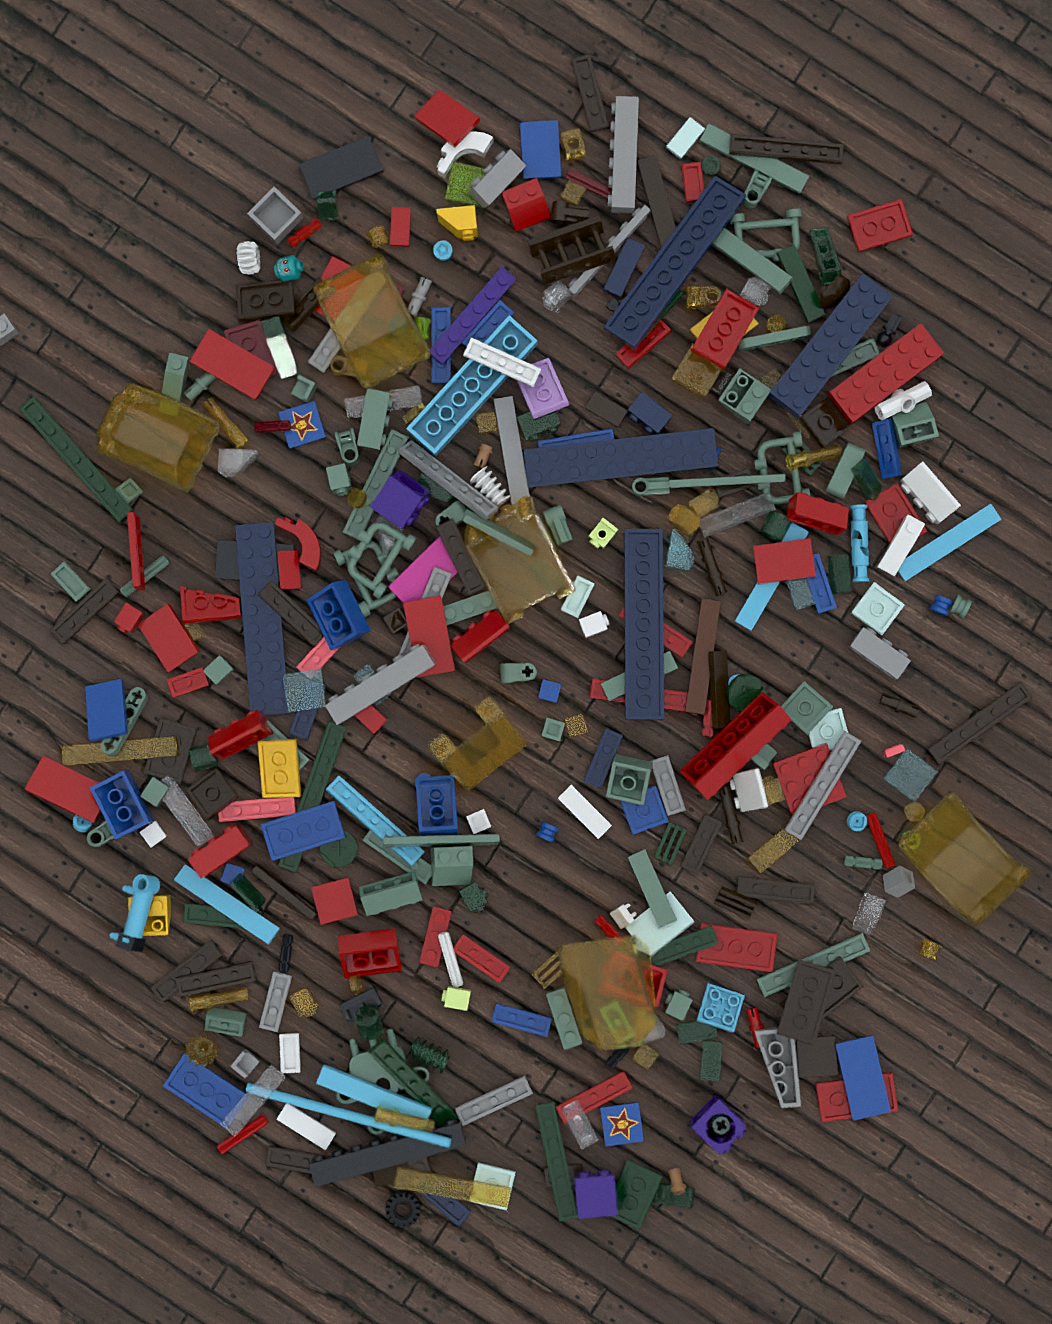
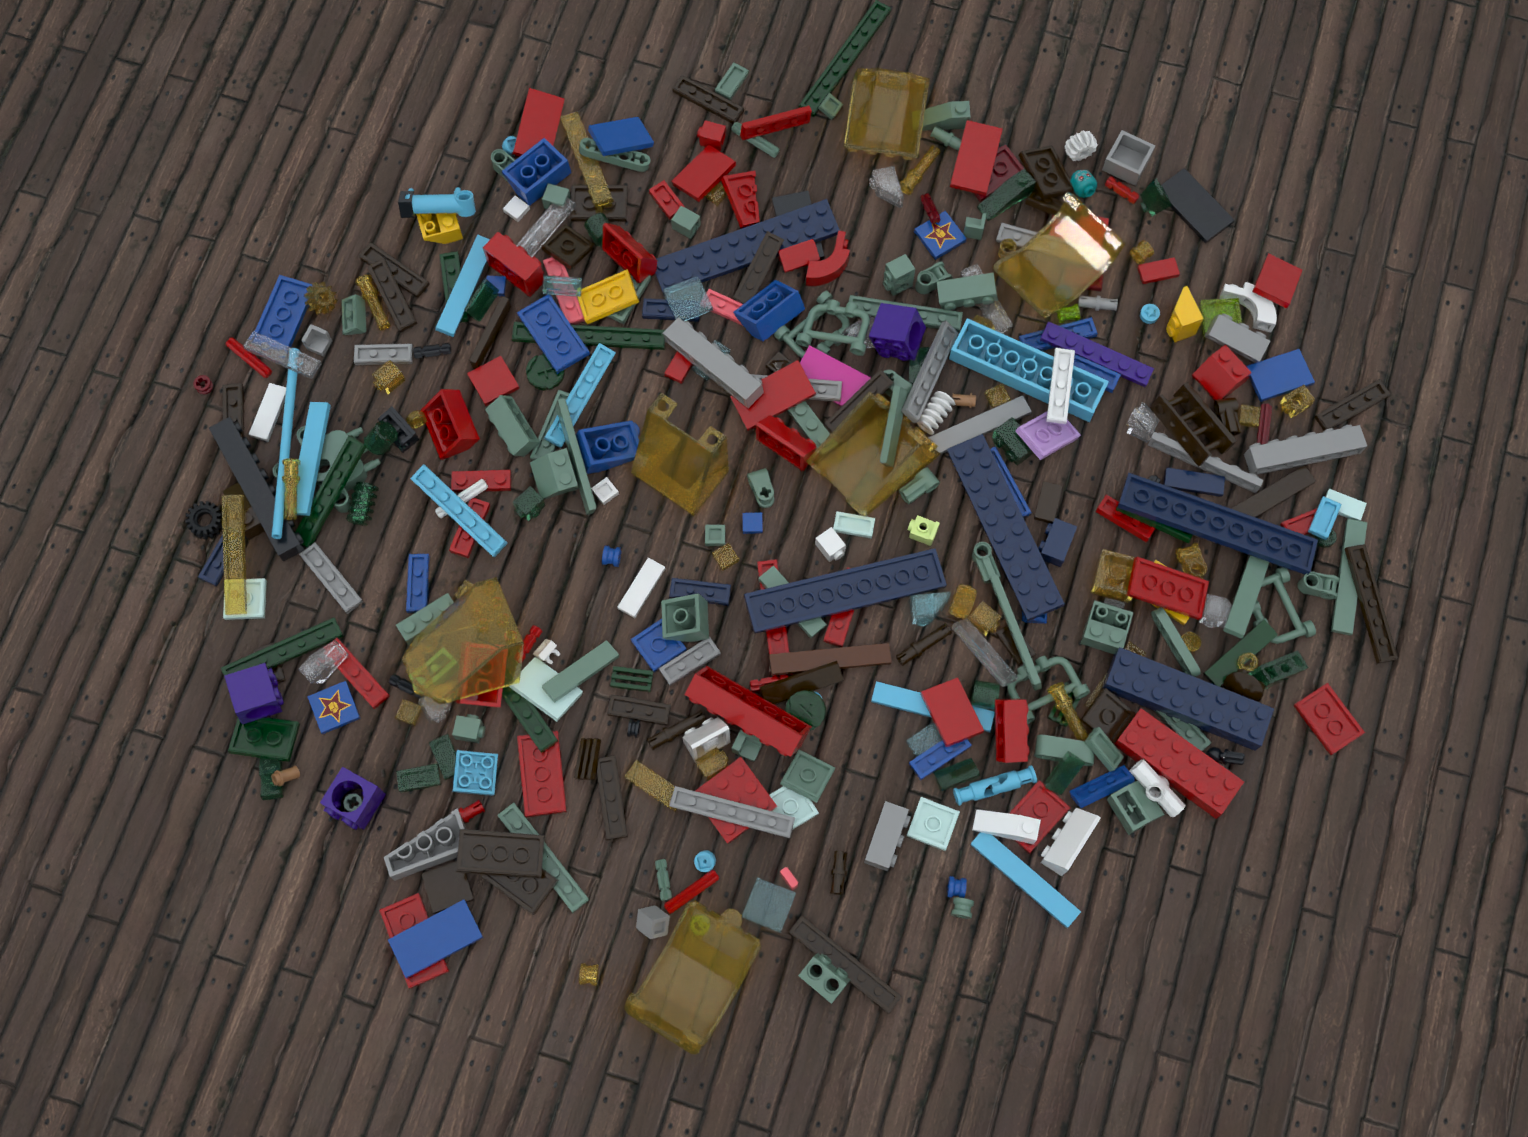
camera: 70 degrees right, 15 degrees down
(256, 809) = (562, 285): none -> clear light blue tile
(263, 1179) = (209, 385): none -> dark red bush
(290, 1053) = (336, 379): white tile -> none
(356, 498) = (886, 297): clear yellow tile -> none
(456, 998) = (424, 514): yellowish green brick -> none
(464, 965) = (459, 510): none -> medium azure tile
(694, 161) = (1324, 518): none -> medium azure tile
(718, 853) = (634, 728): none -> black bush
(815, 275) = (1254, 663): none -> clear yellow bush
(855, 436) = (1104, 749): none -> sand green tile
(868, 913) = (611, 898): clear slope -> none
(991, 747) = (821, 982): none -> sand green brick

